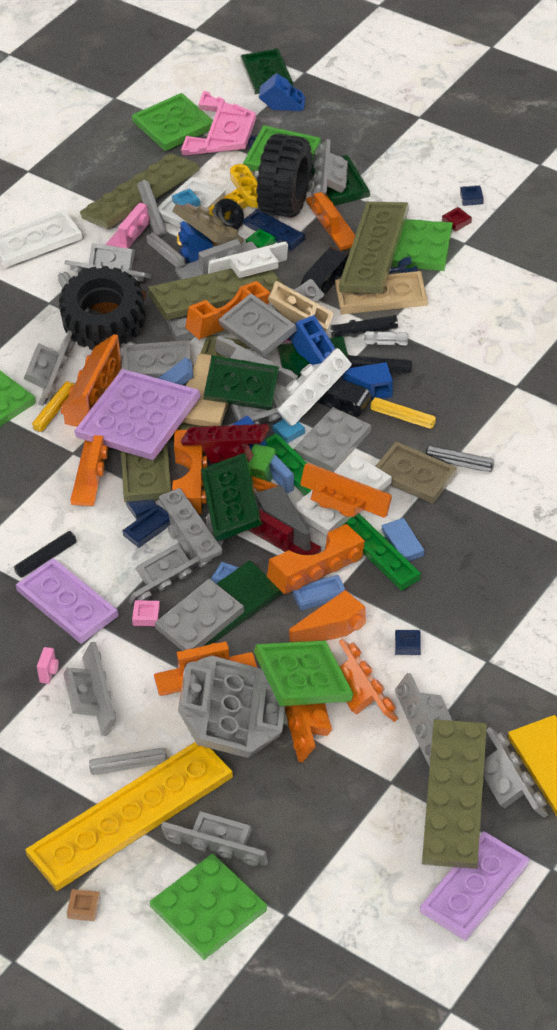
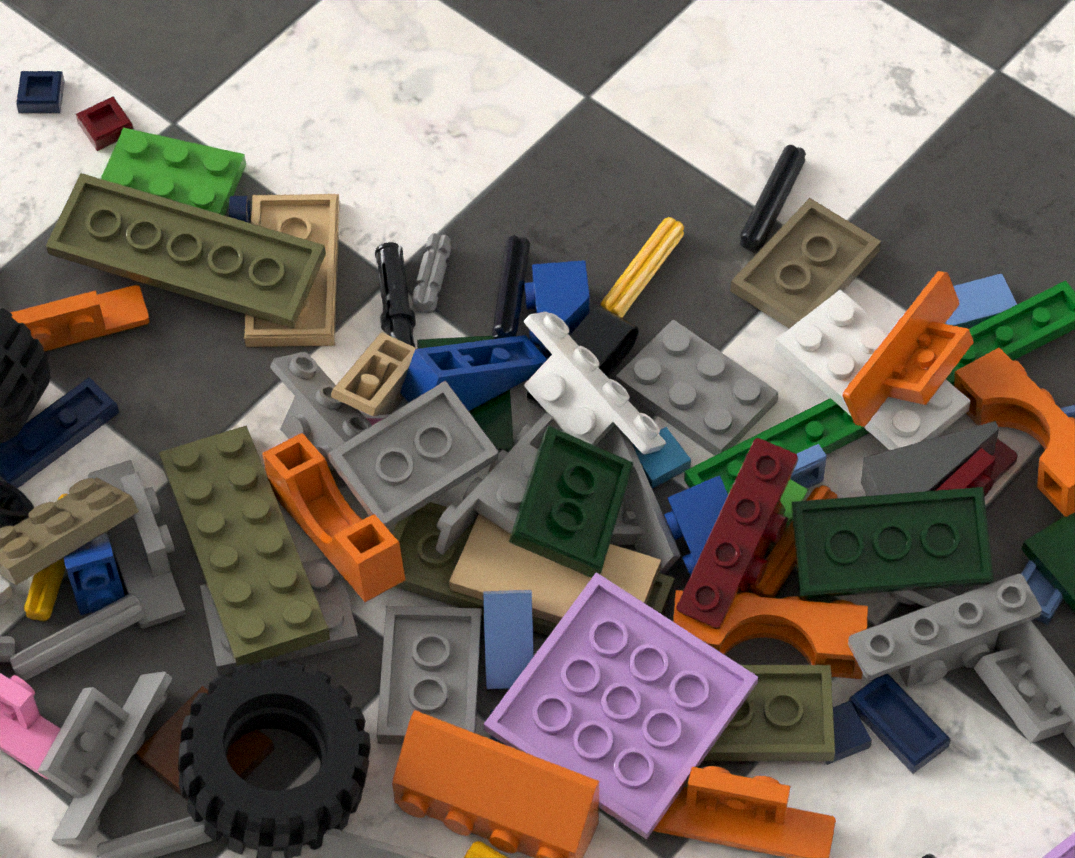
camera: 85 degrees left, 10 degrees up
(252, 261) = (183, 468): white bracket -> none
(261, 239) = (79, 458): green tile -> none
(327, 269) = (220, 348): black beam -> none

